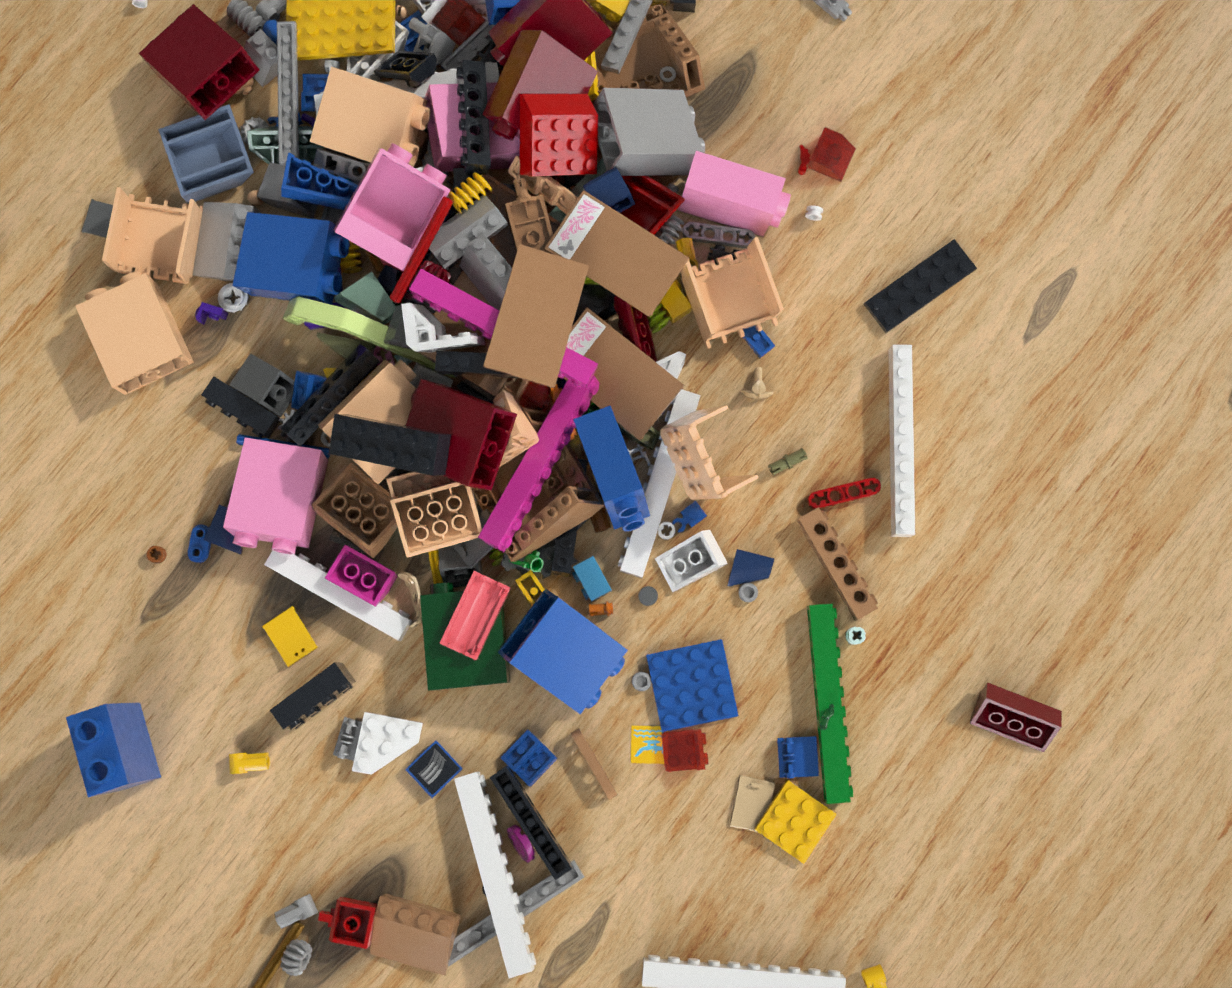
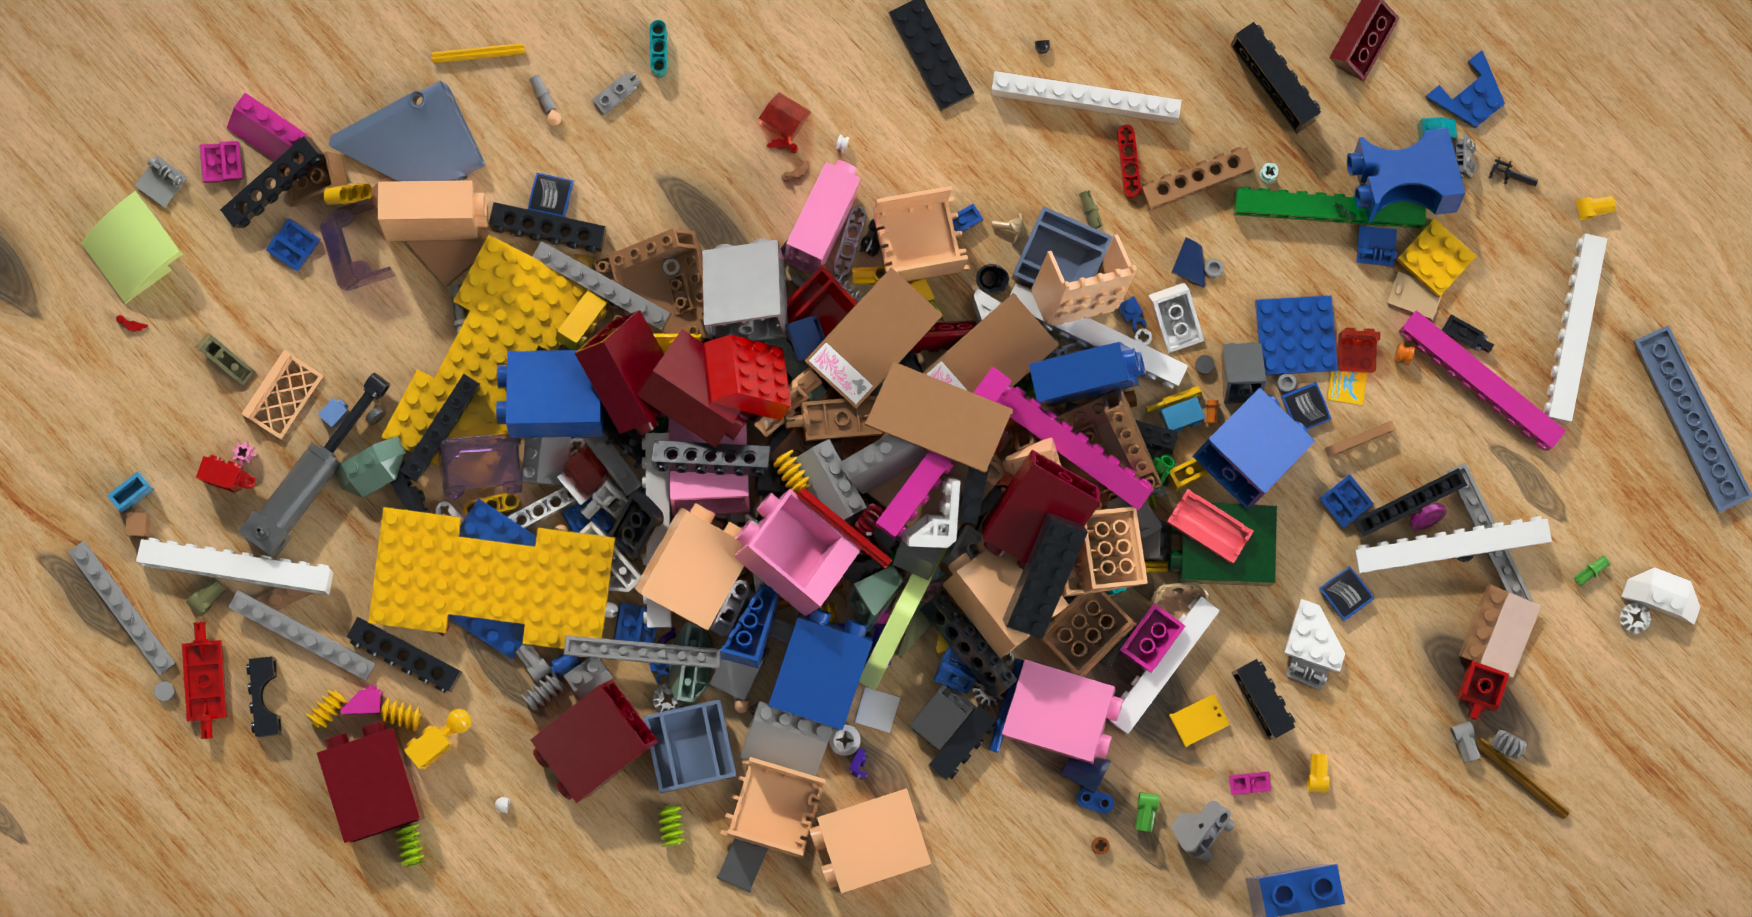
camera: 90 degrees left, 0 degrees up
(134, 150) = (671, 825): none -> lime piece
(173, 647) = (1194, 829): none -> light grey piece
(192, 594) = (1146, 806): none -> bright green piece
(232, 694) = (1250, 783): none -> dark pink slope
(266, 325) = (877, 710): none -> white sticker
(609, 572) = (1176, 398): none -> yellow axle
(619, 704) = (1306, 405): none -> slope
(645, 633) = (1242, 371): none -> dark grey slope
(672, 885) = (1482, 381): none -> dark pink brick
(688, 799) = (1404, 354): none -> orange wheel
(701, 373) = (992, 279): none -> black hair
(719, 862) = (1467, 334): none -> black hinge
(740, 436) = (1073, 244): none -> sand blue slope
(774, 167) = (798, 171): none -> medium nougat piece
(878, 789) = (1418, 174): none -> blue brick
(885, 24) = (658, 40): none -> teal beam
(898, 892) = (1512, 174): none -> black piece
(915, 840) = (1466, 149): none -> light grey hinge
(931, 806) = (1437, 123): none -> teal slope
(946, 392) = (1042, 46): none -> black hinge
(956, 629) = (1276, 77): none -> black brick
(969, 845) = (1477, 100): none -> blue wing

